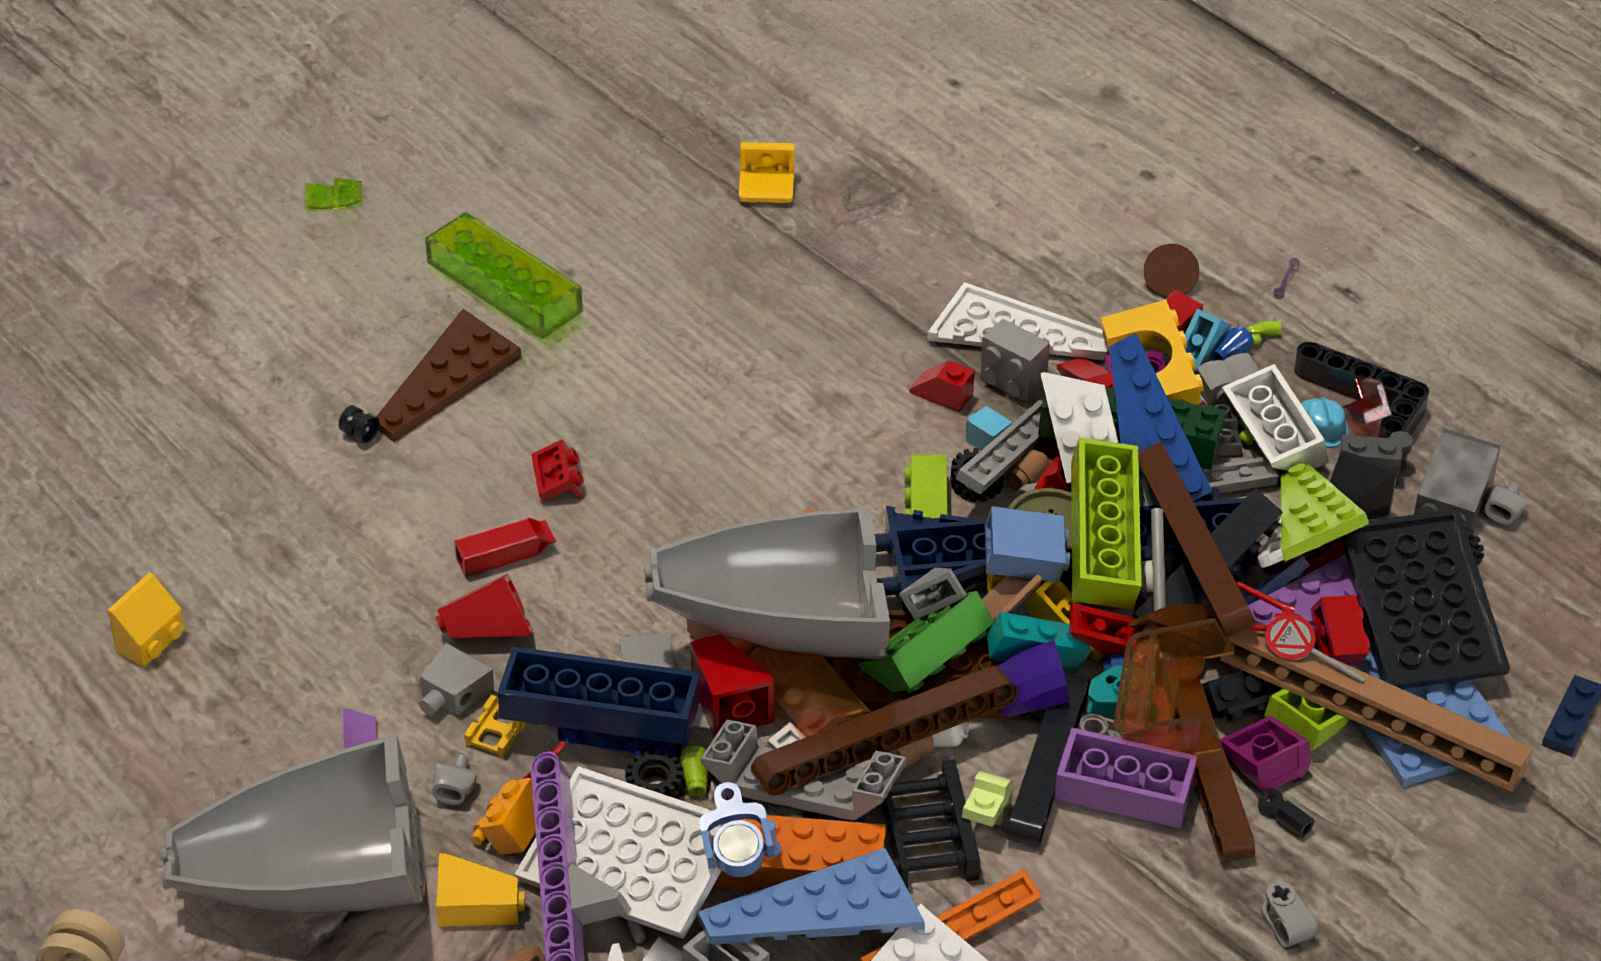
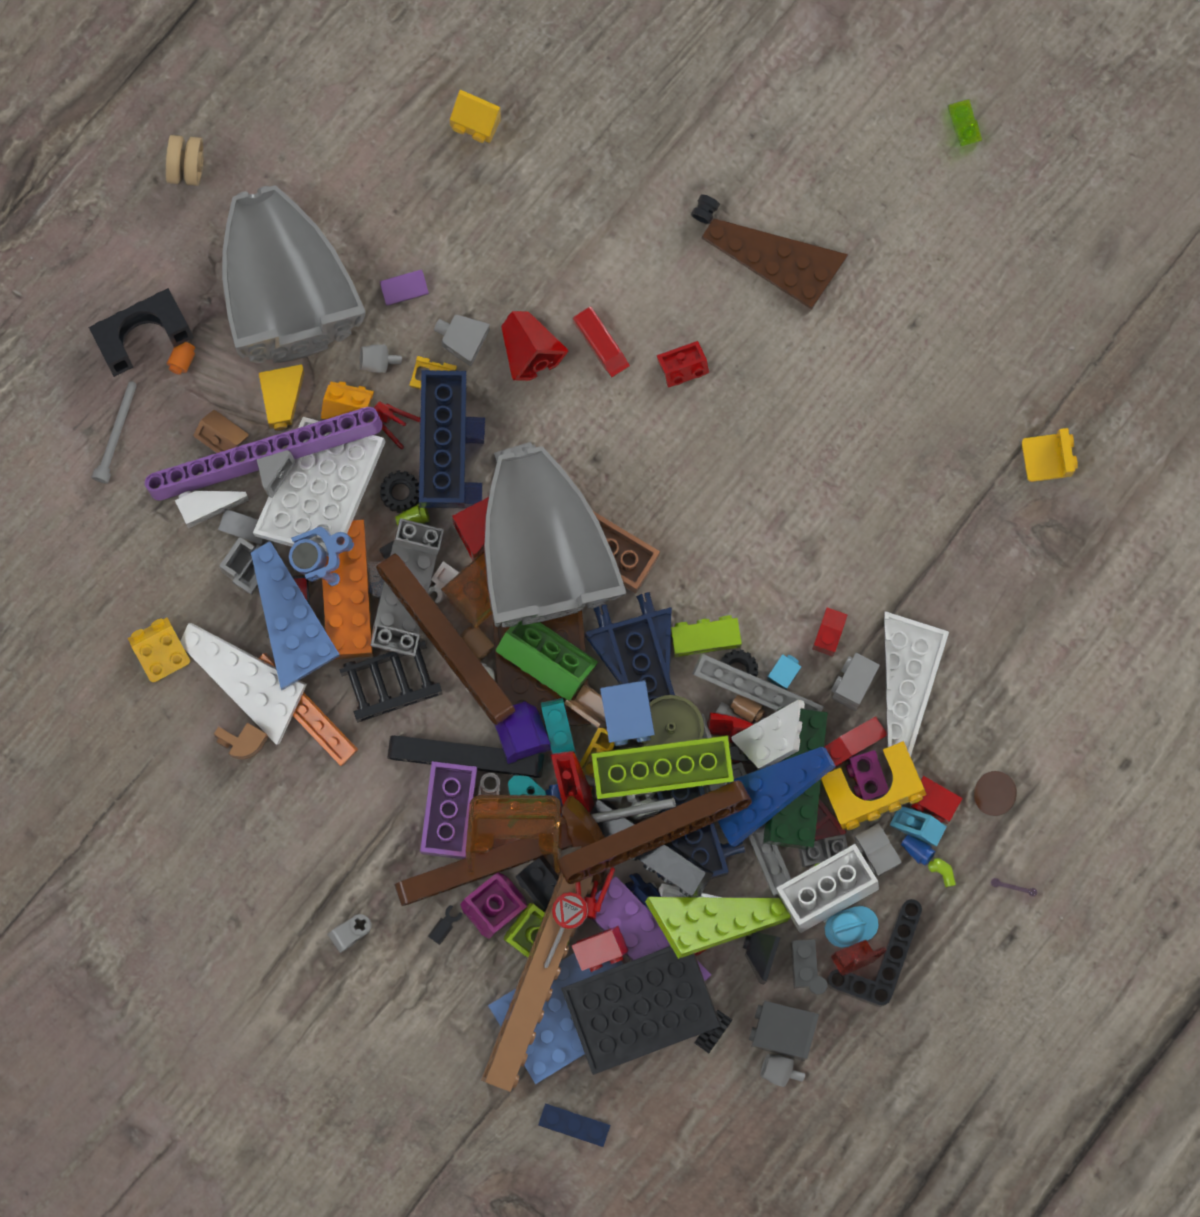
camera: 75 degrees right, 35 degrees up
(504, 275) = (884, 276): clear neon green brick -> none
(932, 592) = (587, 653): light grey slope -> none
(989, 799) = (412, 719): yellowish green brick -> none

